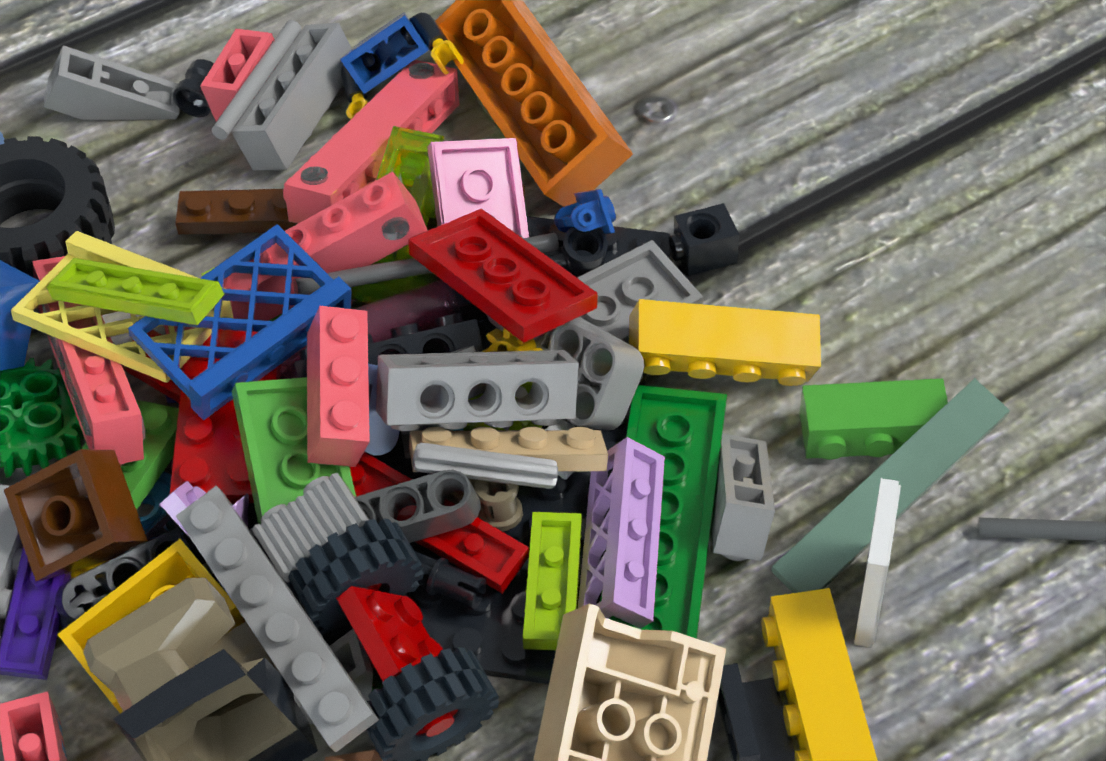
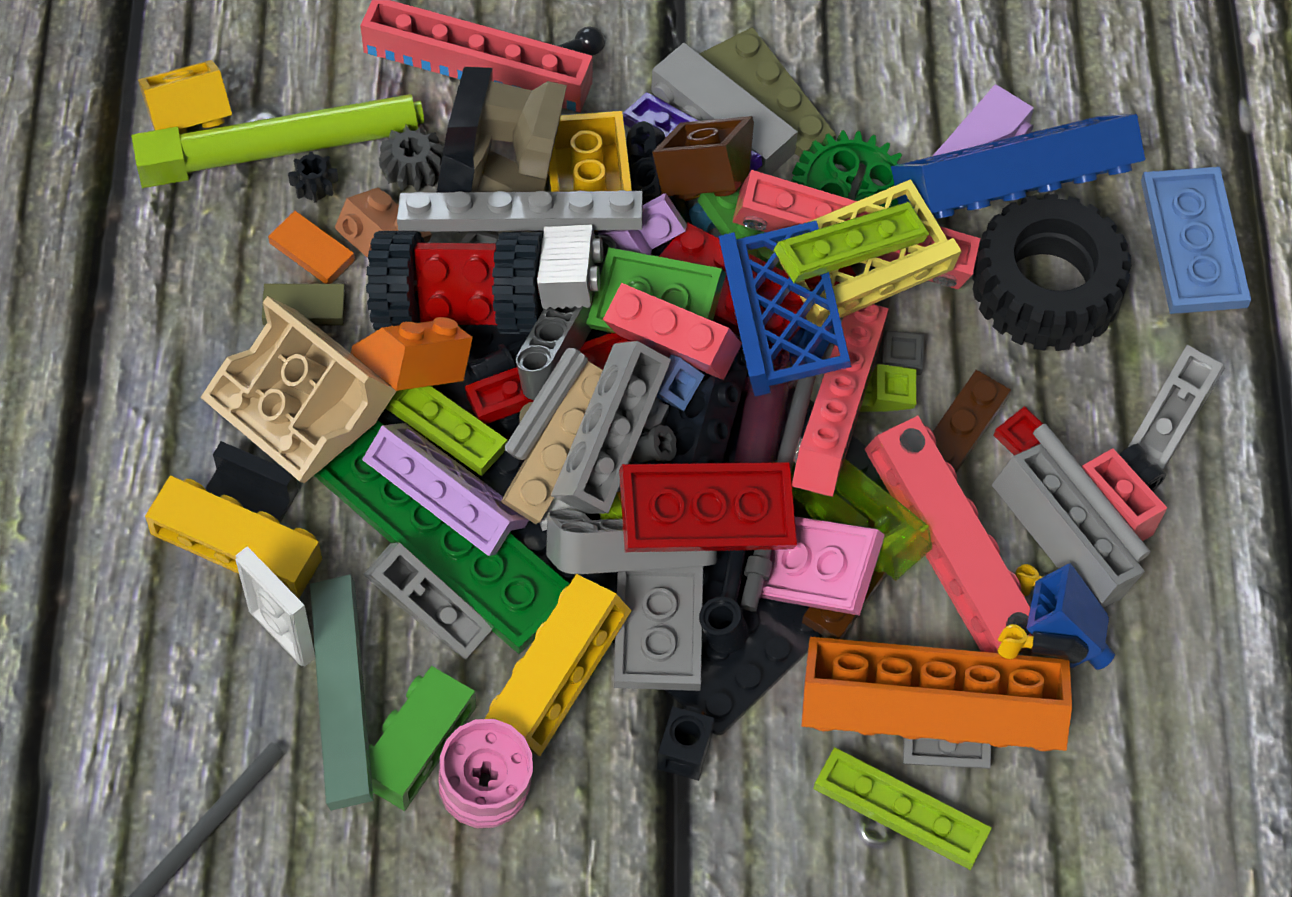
camera: 120 degrees right, 10 degrees up
(212, 177) = (1018, 431): none -> red tile
(511, 632) = (416, 353): none -> orange slope
(588, 213) = (748, 635): blue hinge -> none
(634, 90) = (902, 808): none -> lime plate
(868, 330) = (490, 749): none -> bright pink wheel

